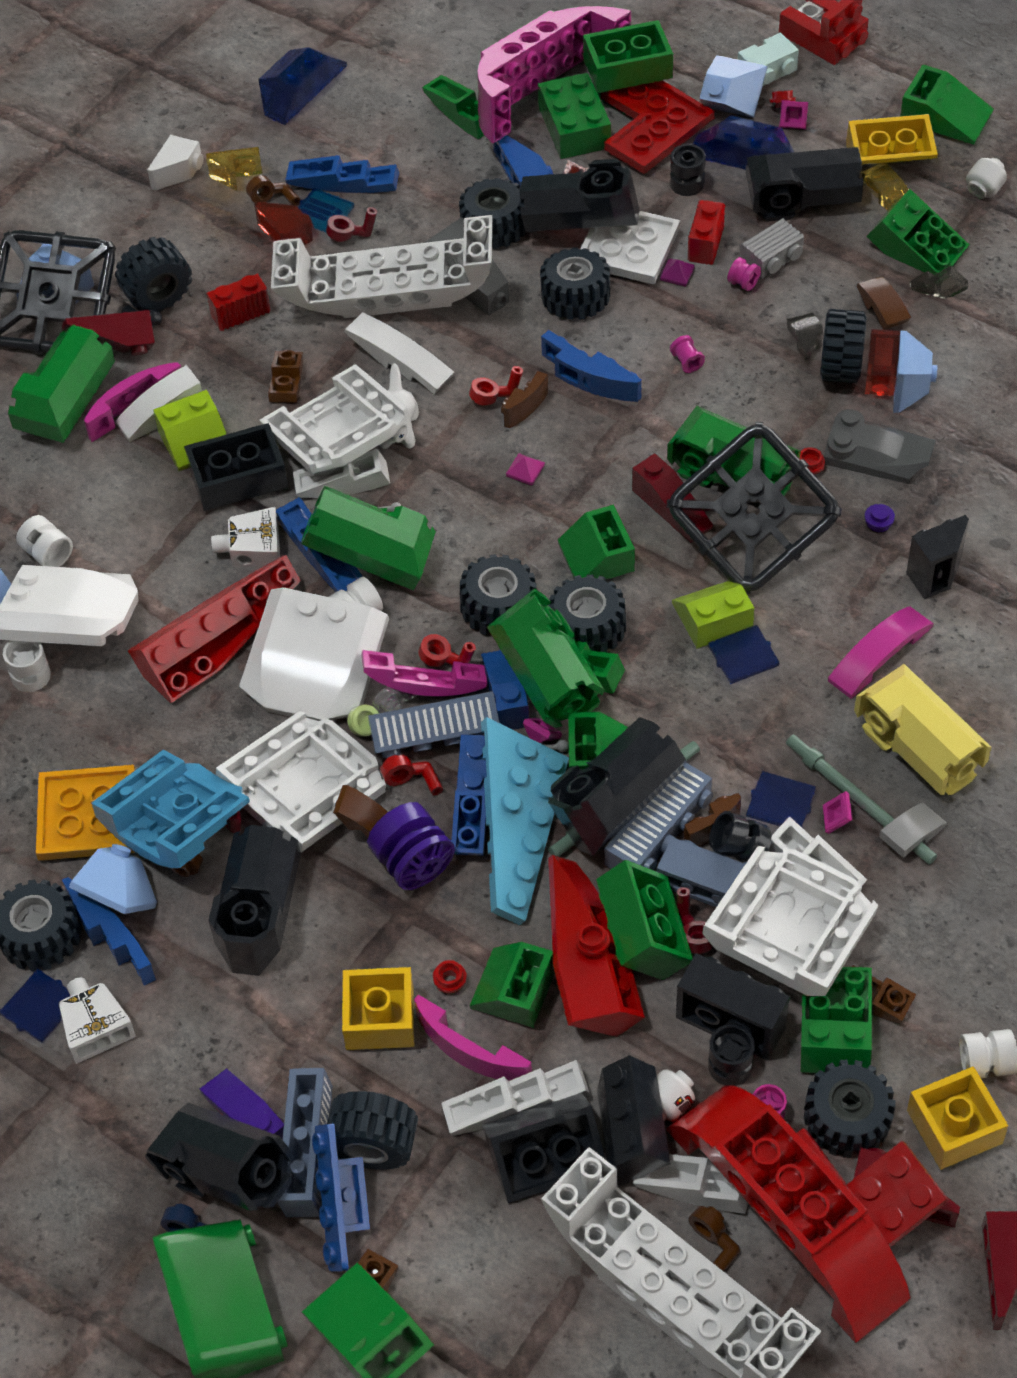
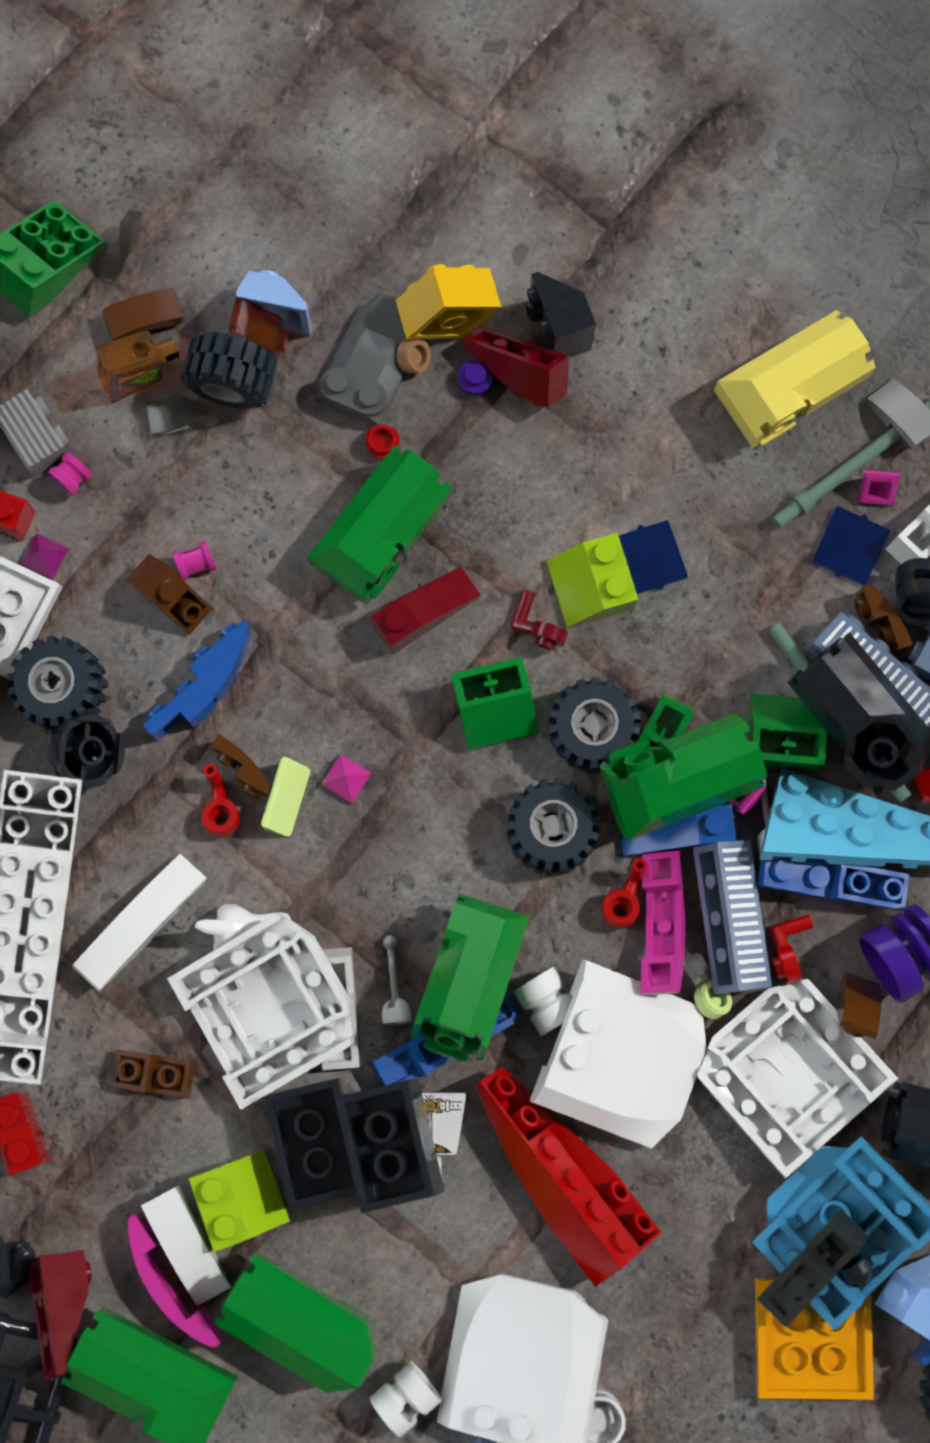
camera: 90 degrees left, 25 degrees up
(100, 469) = (299, 1326): none -> green brick
(138, 818) = (857, 1271): none -> black hinge
(145, 779) = (813, 1268): none -> pearl dark grey slope
(234, 494) = (389, 1145): none -> black brick
(505, 427) = (285, 797): none -> yellowish green slope
(524, 299) = (87, 750): none -> black cylinder
(655, 340) = (169, 593): none -> reddish brown slope
(661, 579) = (546, 634): none -> dark red plate
(753, 487) = (457, 502): black plate -> none
(836, 287) = (132, 364): none -> clear orange torso
(877, 648) = (665, 406): dark pink slope -> none
(887, 471) = (413, 355): none -> medium nougat tile
(892, 540) = (522, 366): none -> dark red slope
(932, 473) = (448, 302): none -> yellow brick

